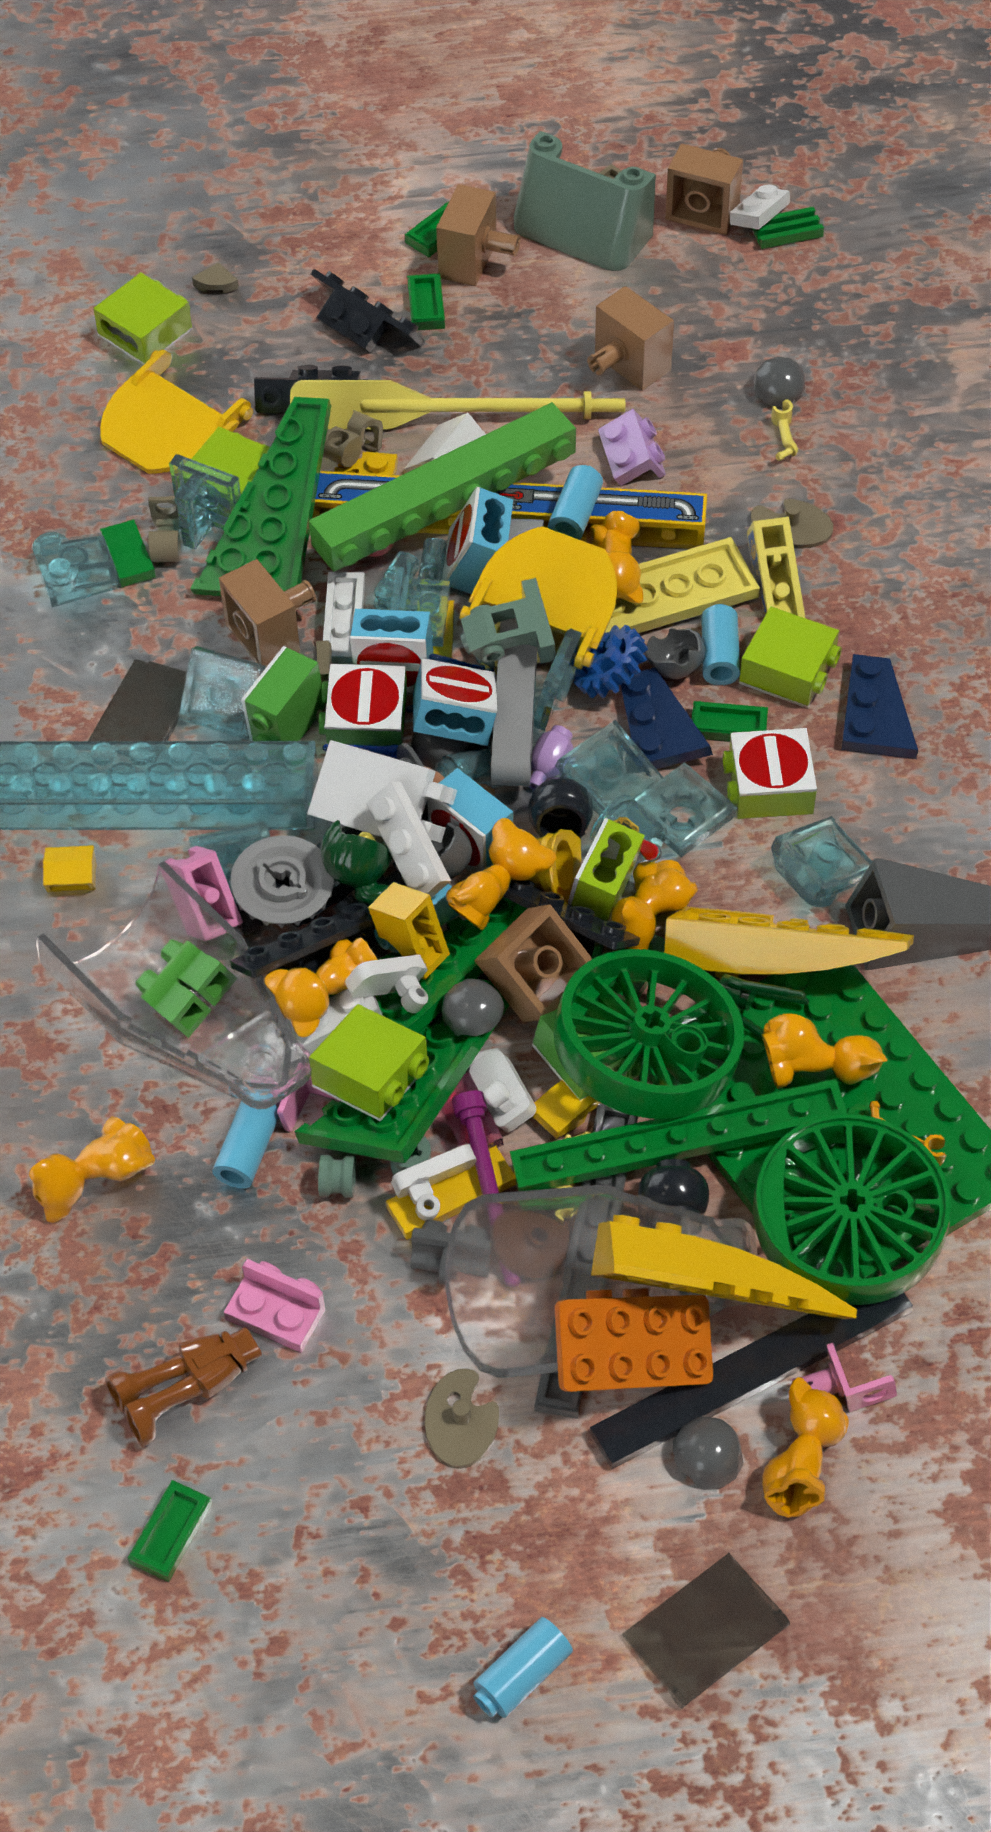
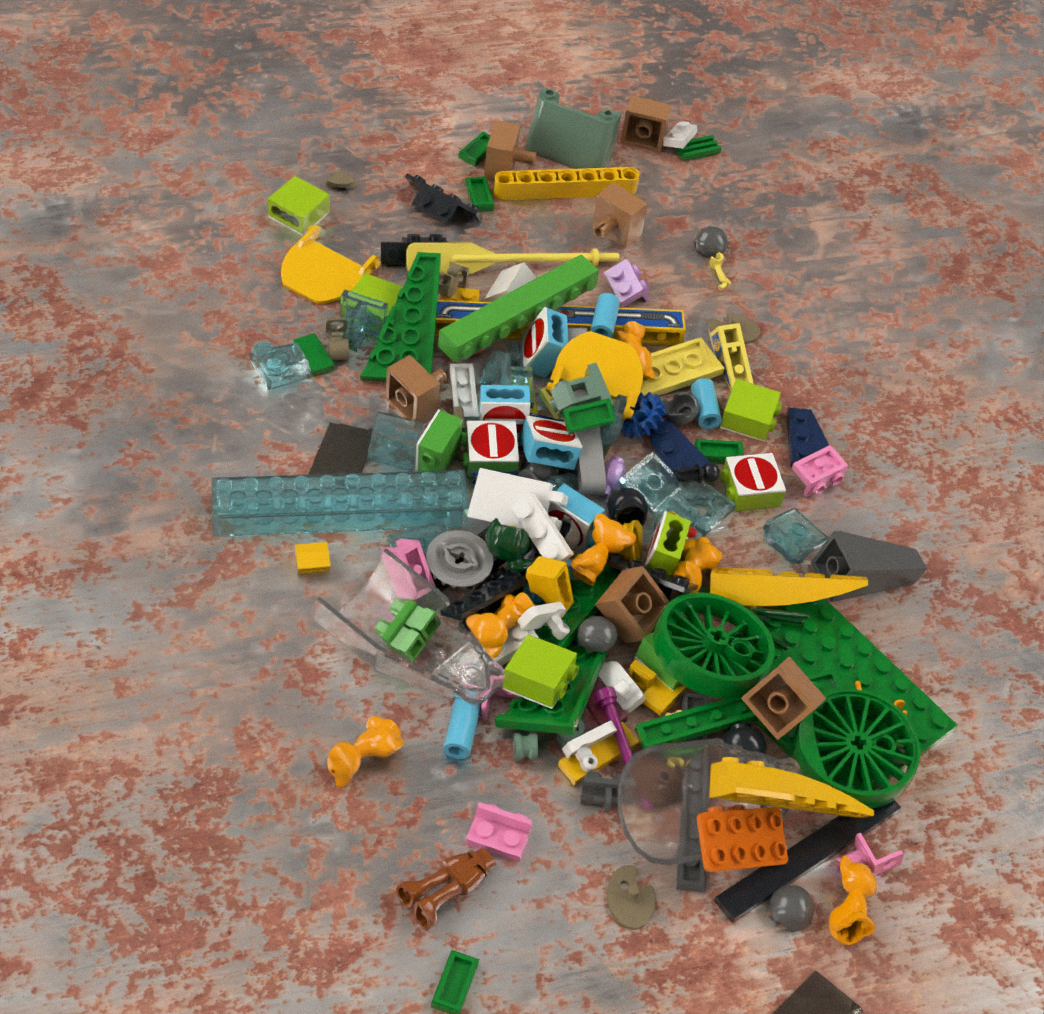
camera: 15 degrees left, 5 degrees down
(513, 663) = (589, 416): none -> green tile
(535, 1073) = (641, 675): none -> yellow tile
(559, 284) = (562, 183): none -> yellow beam
(701, 756) = (709, 472): none -> black axle
(735, 1124) = (783, 698): none -> medium nougat brick
(796, 1047) = (806, 649): light orange animal -> none
(883, 758) = (820, 470): none -> bright pink bracket

